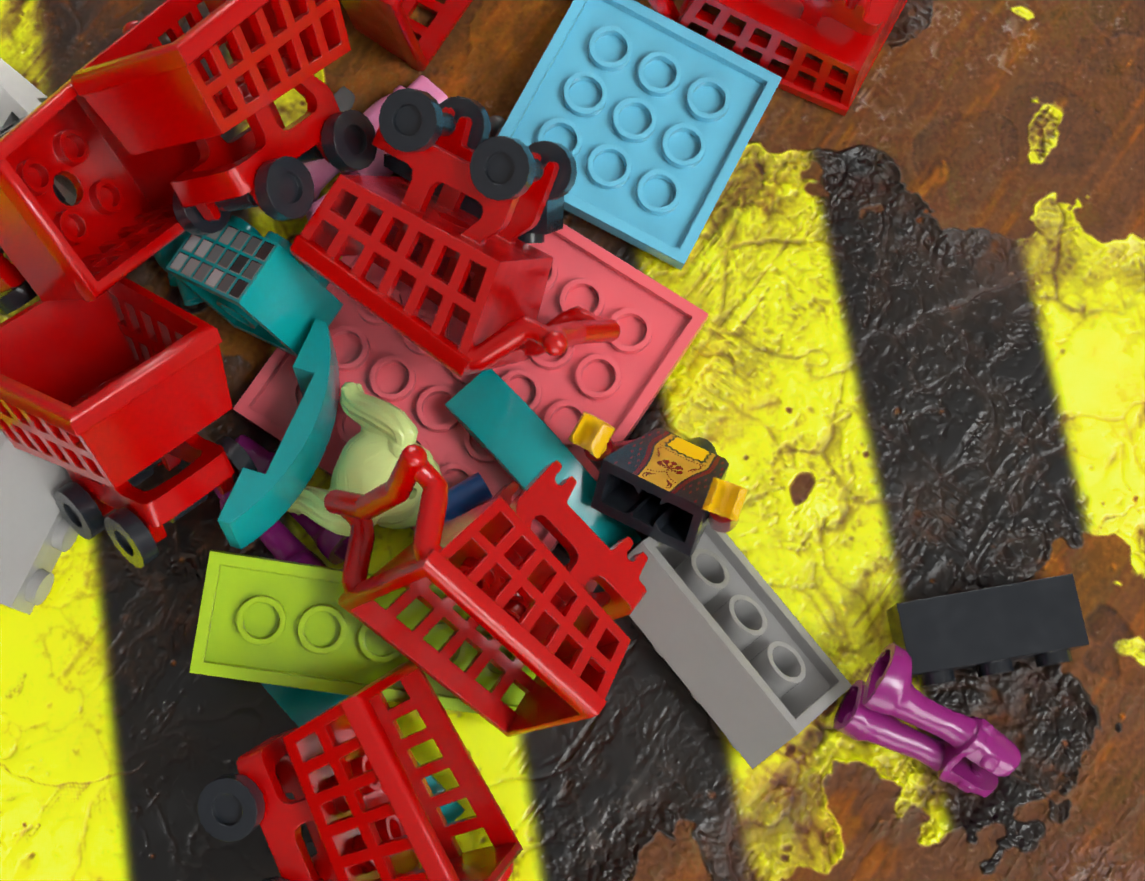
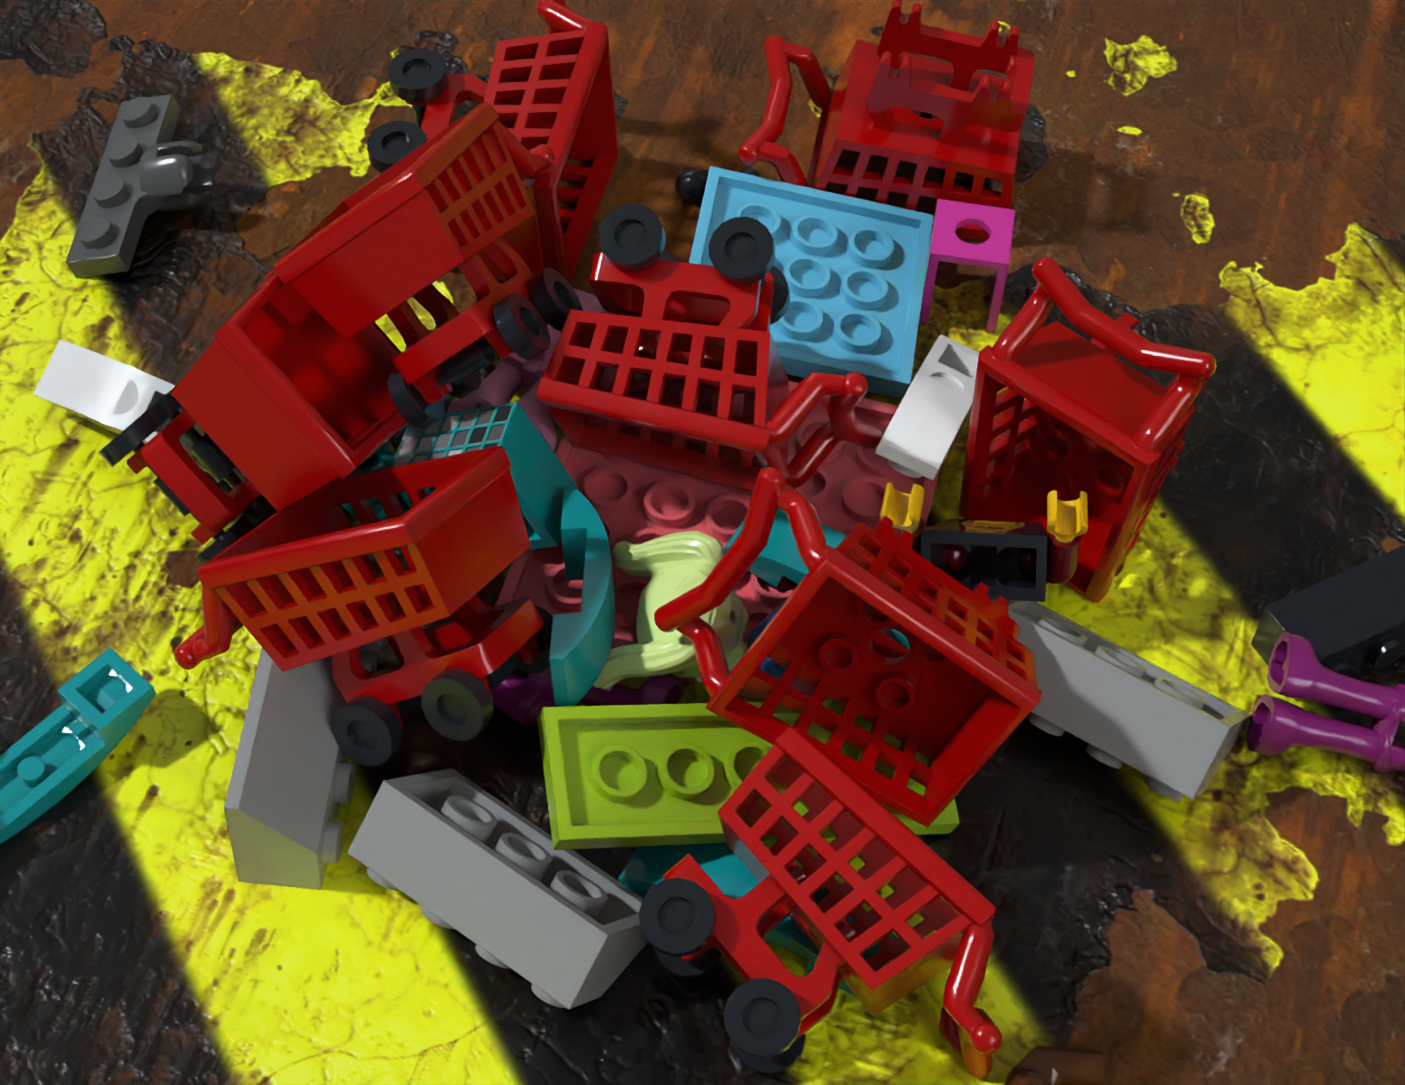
camera: 25 degrees left, 25 degrees down
(136, 647) = (501, 885): none -> light grey slope
(686, 310) = (932, 411): none -> white slope
(778, 402) = (1083, 423): none -> red piece
(798, 164) = (991, 254): none -> dark pink piece

